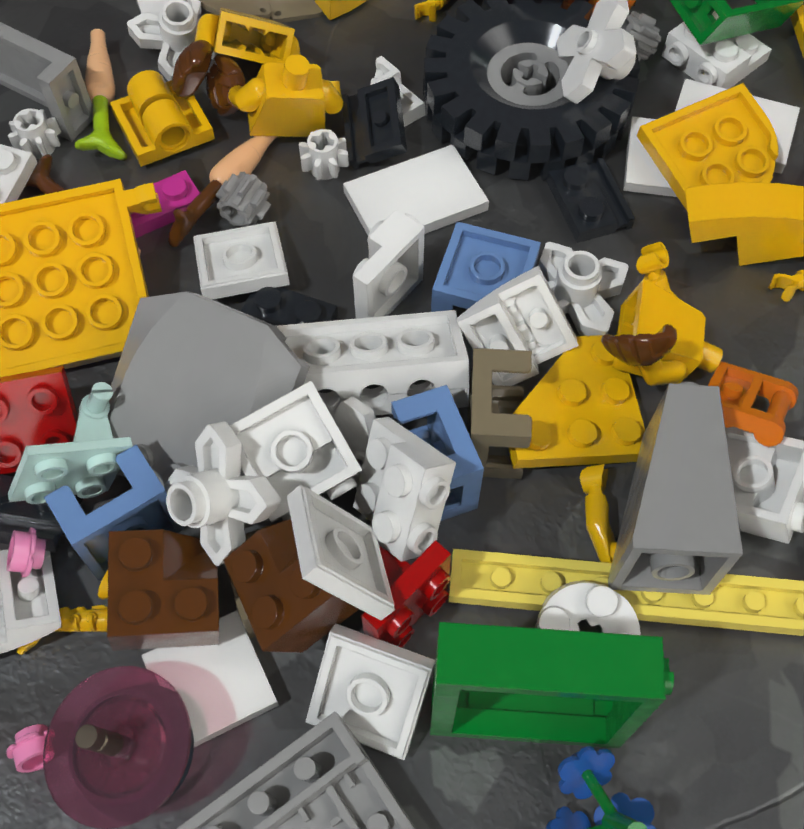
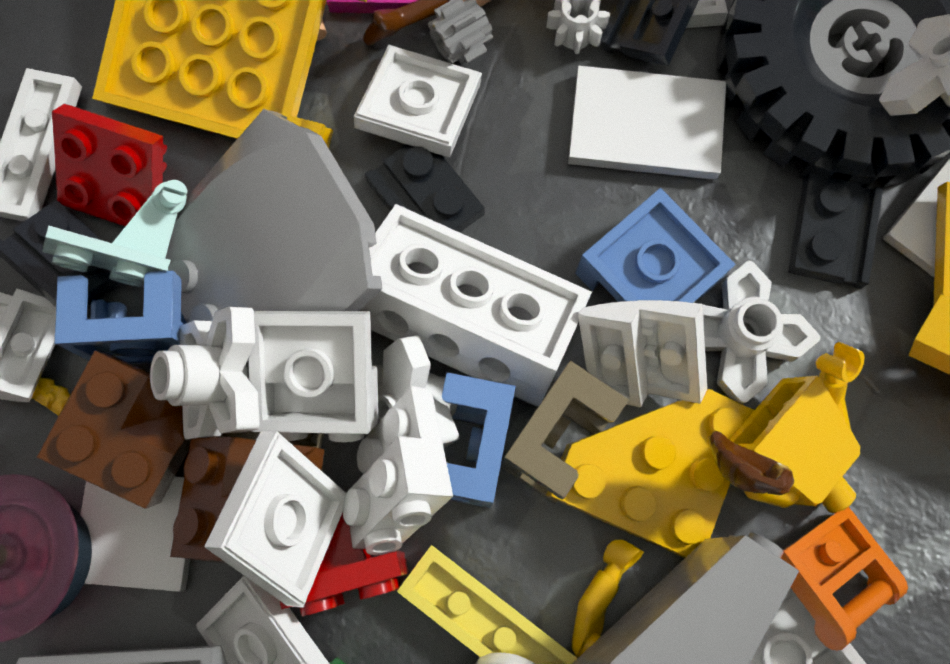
camera: 30 degrees right, 15 degrees up
(25, 552) = (33, 309): bright pink plate -> none
(392, 265) = (566, 199): white plate -> none

